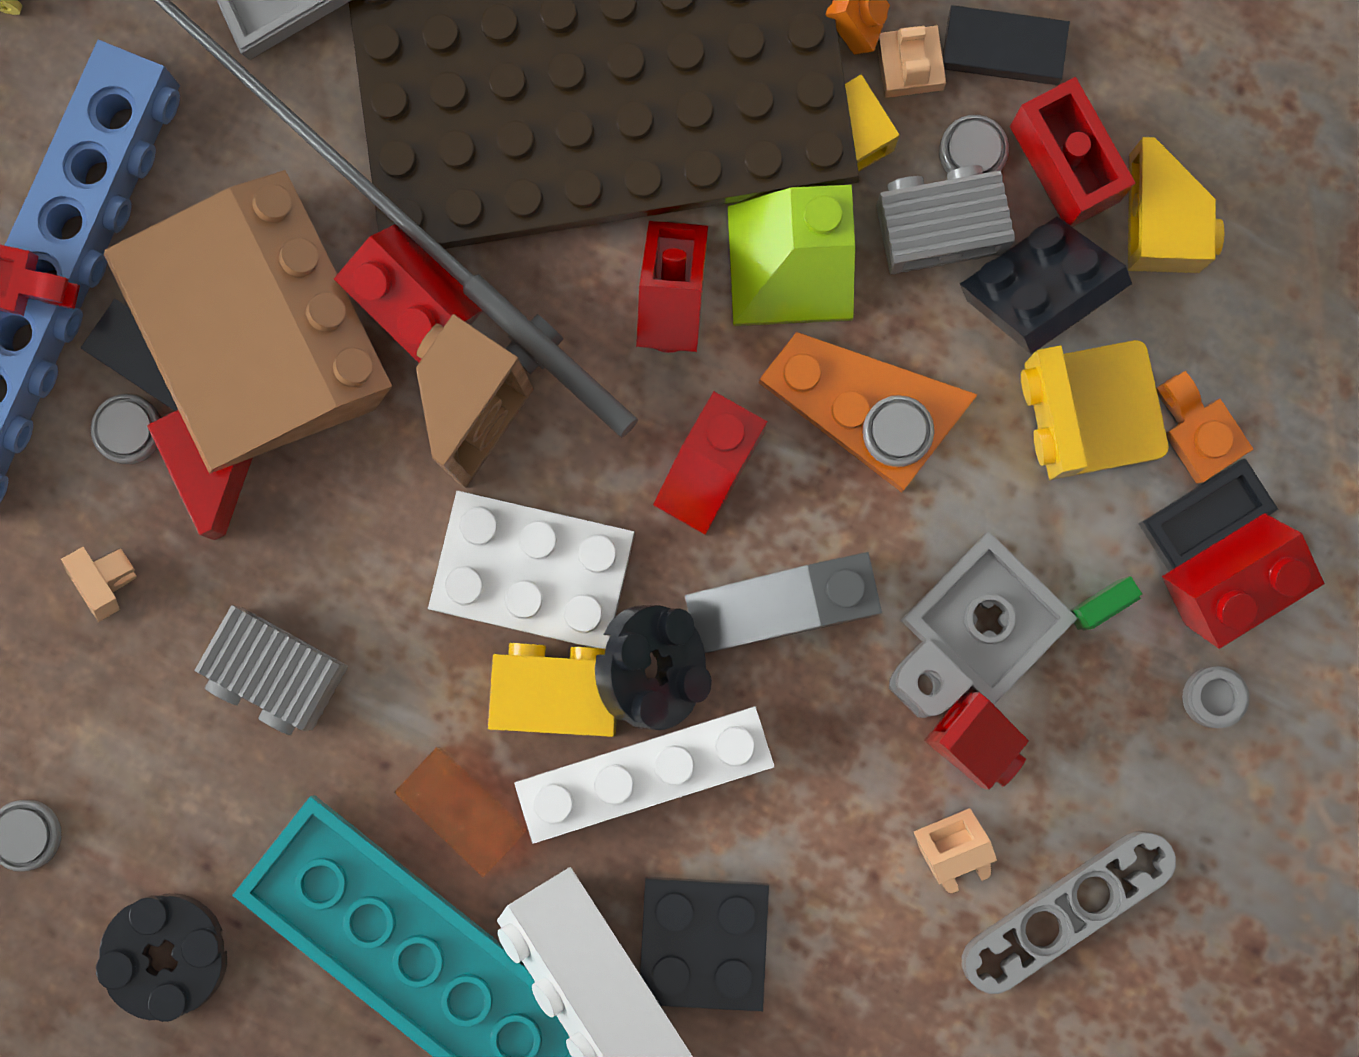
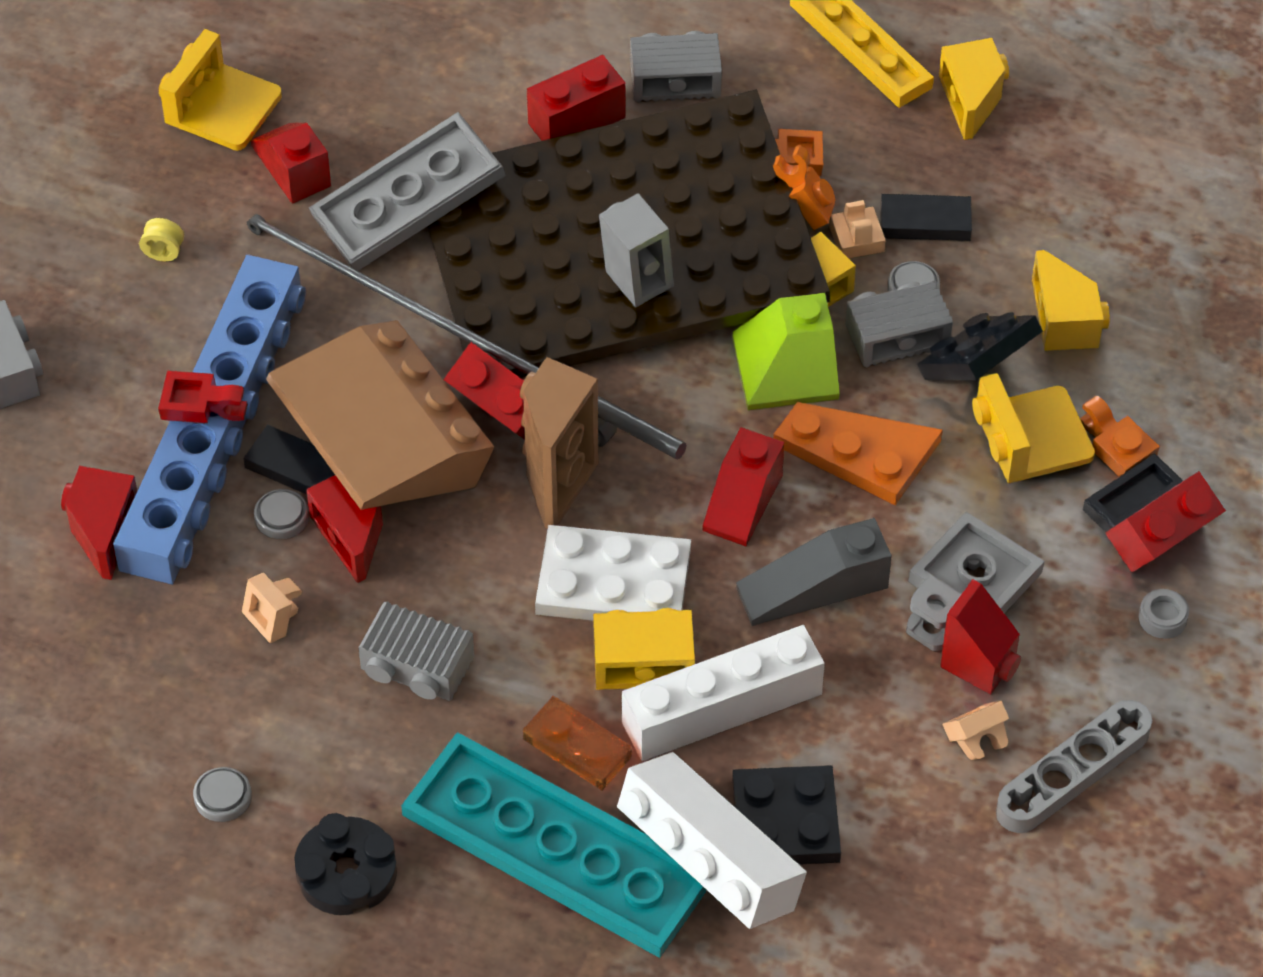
camera: 10 degrees left, 30 degrees down
(603, 106) = (636, 249): none -> light grey brick
(671, 286) = (698, 382): red slope -> none
(680, 674) = (726, 595): black plate -> none
(898, 431) = (885, 451): light grey piece -> none
(1071, 153) = (985, 267): red brick -> none
(1106, 603) = (1064, 551): green tile -> none

